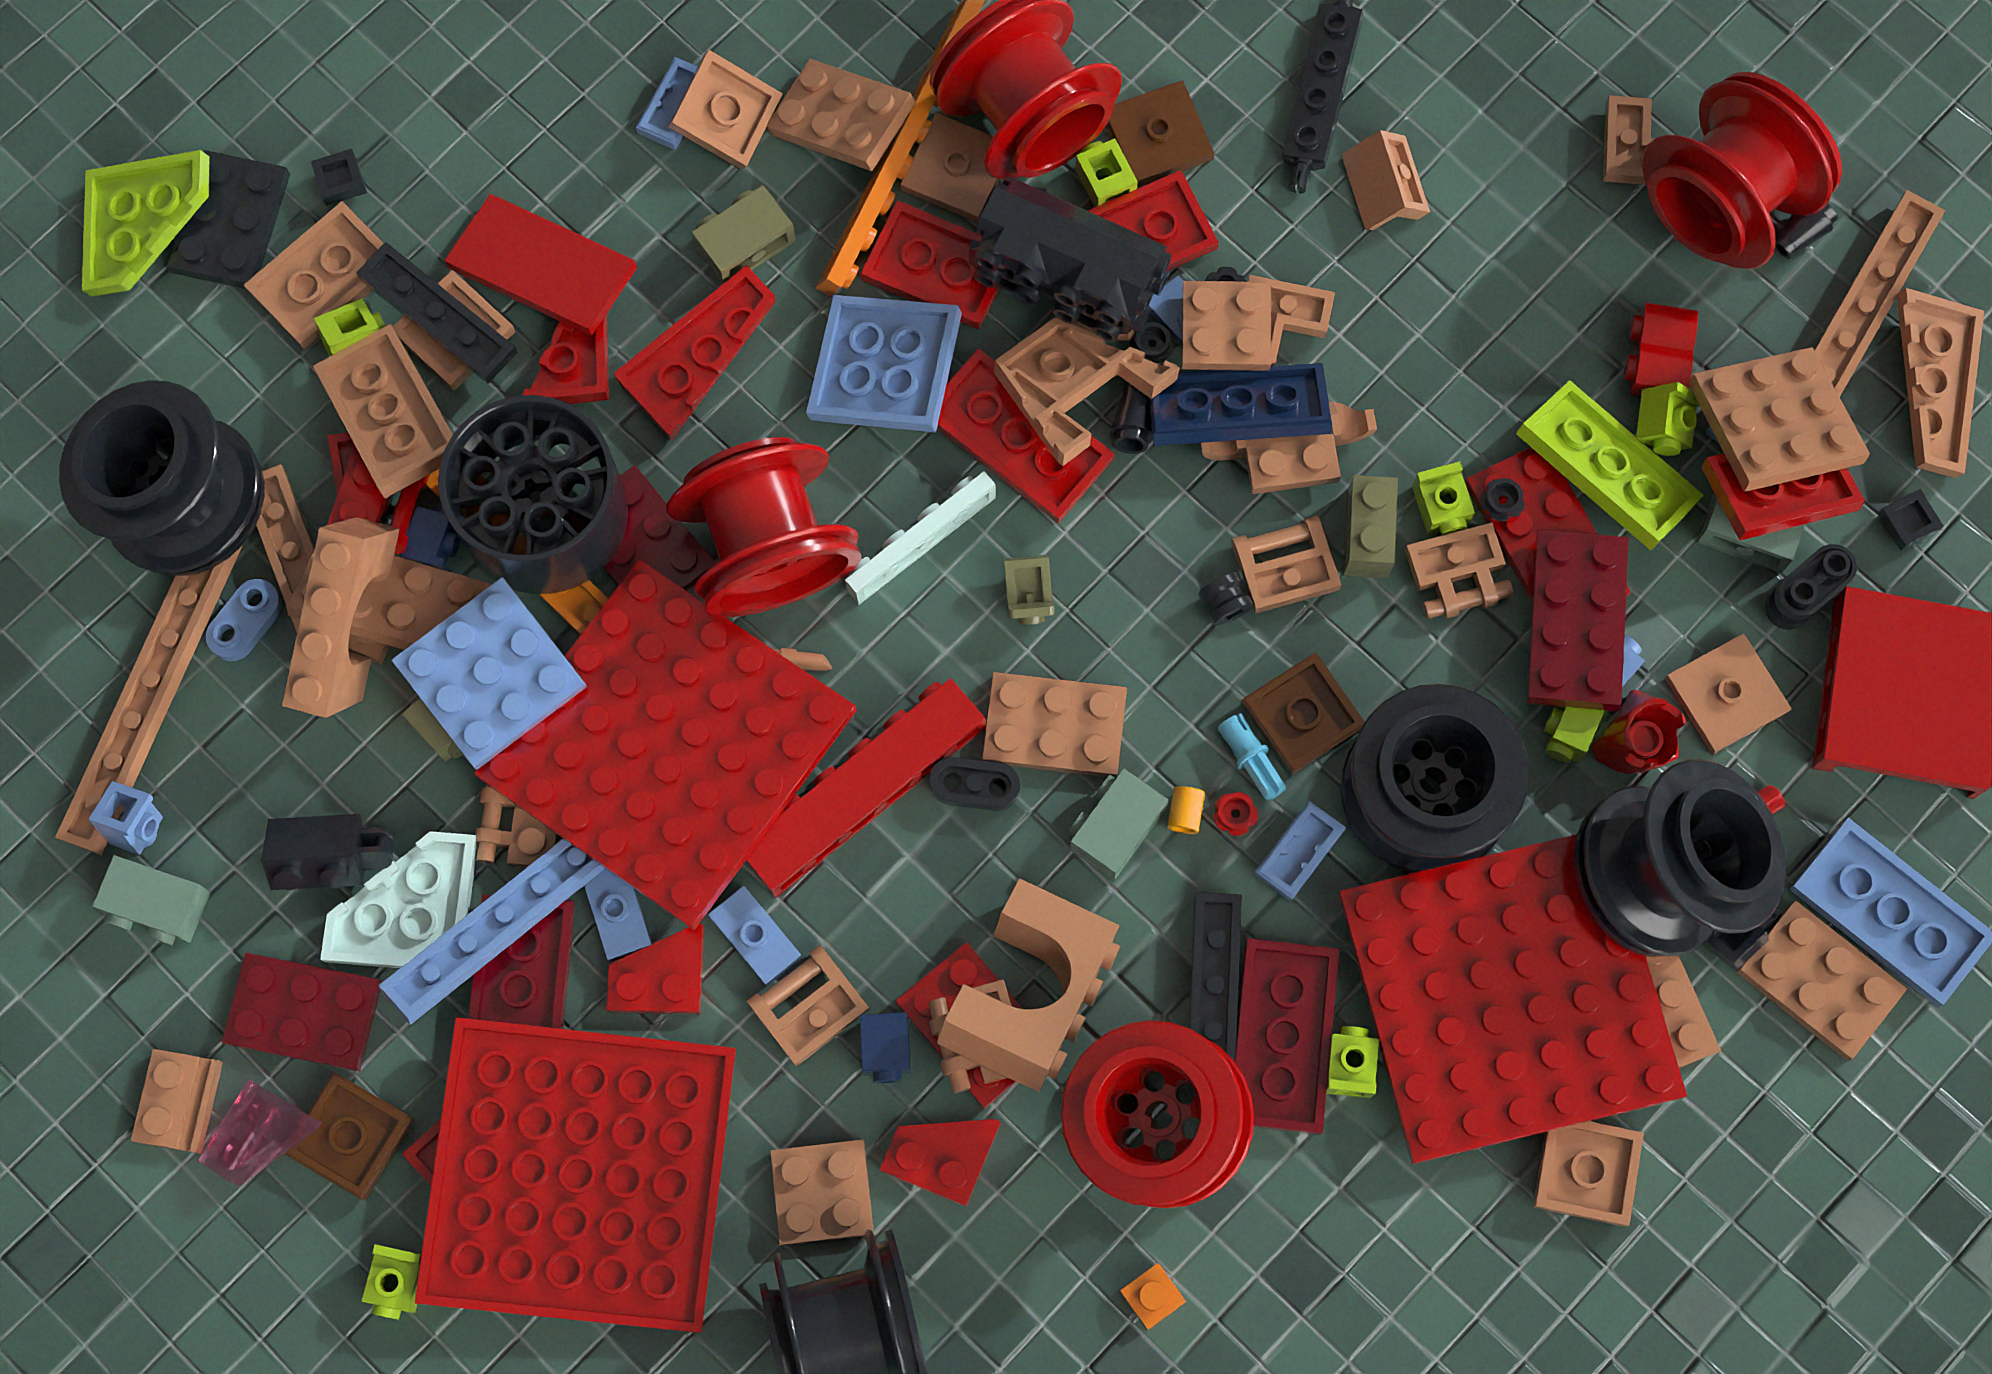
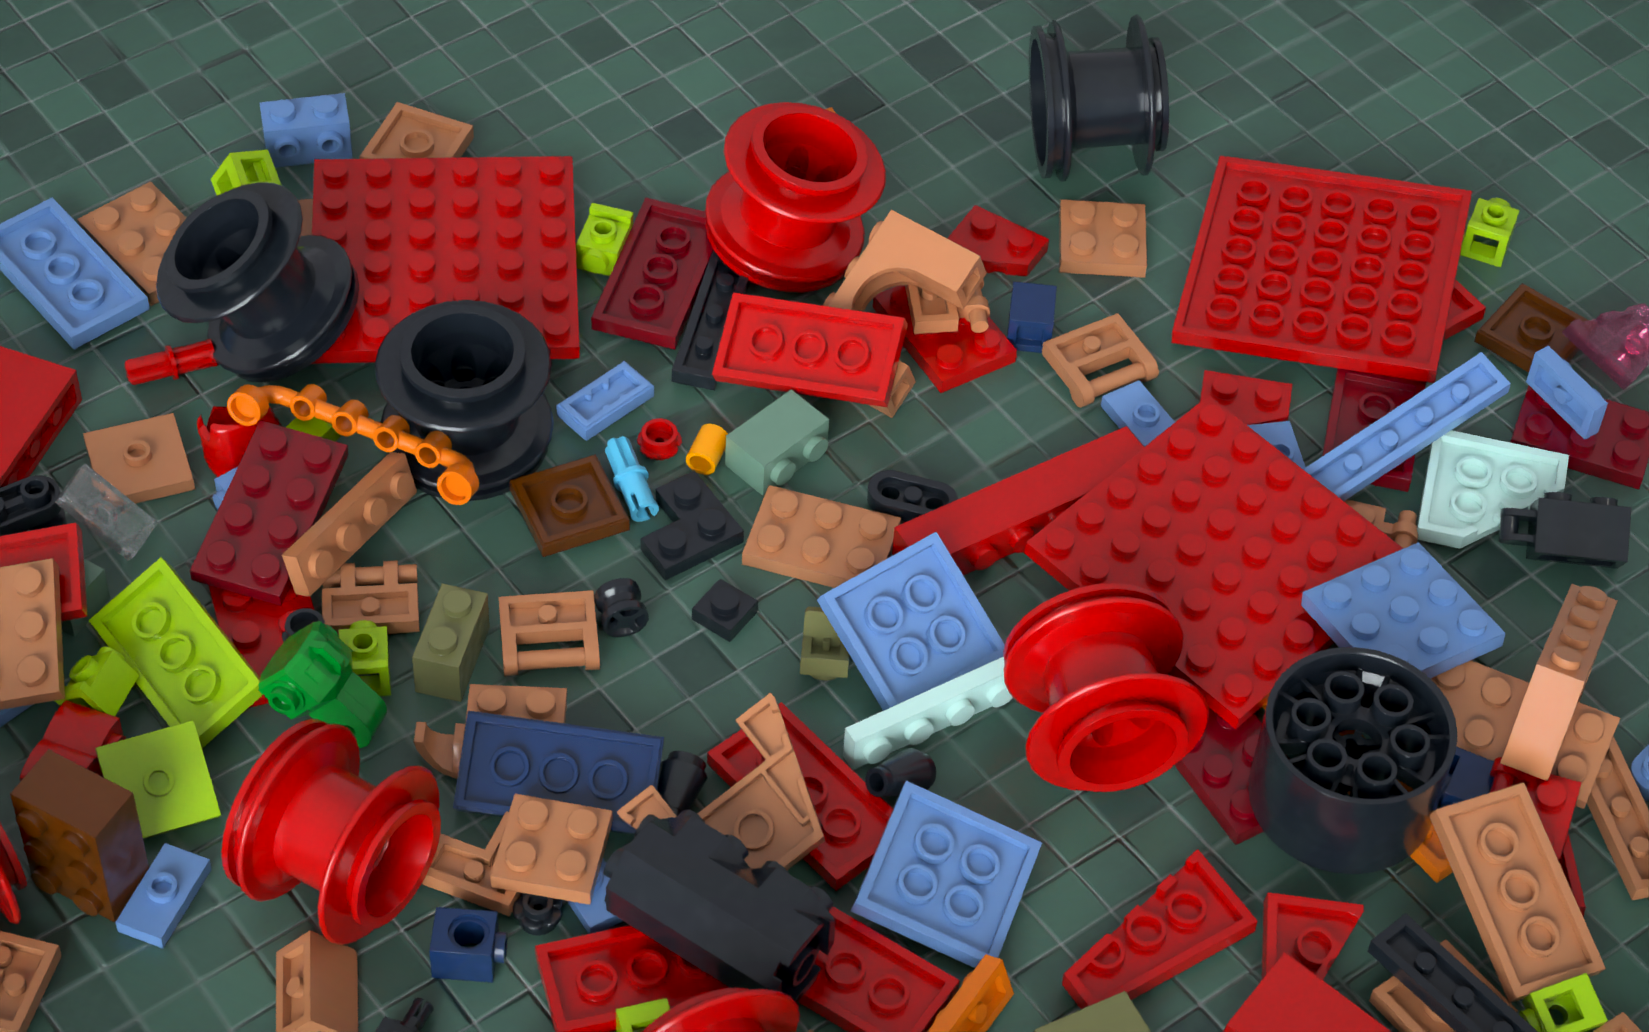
camera: 175 degrees left, 25 degrees down
(305, 1007) = (1566, 392): none -> medium blue plate
(938, 460) = (905, 766): none -> black cone
(950, 609) = (912, 623): none -> medium blue plate
(1104, 913) = (810, 349): none -> plate
(1131, 627) = (724, 610): none -> black plate
(1171, 716) = (698, 530): none -> black plate
(1284, 221) = (462, 926): none -> dark blue brick
(1409, 264) = (322, 825): none -> red wheel
(1478, 434) = (317, 679): none -> green piece
(1504, 619) = (349, 524): none -> nougat plate
(1539, 248) = (163, 895): none -> medium blue plate
(1539, 733) = (454, 485): none -> orange bar
(1580, 334) = (166, 777): none -> lime plate
(1620, 234) = (80, 835): none -> reddish brown brick
(1698, 1166) = (306, 129): none -> medium blue brick
(1732, 605) = (106, 512): none -> clear plate
(1748, 1056) = (244, 169): none -> lime brick

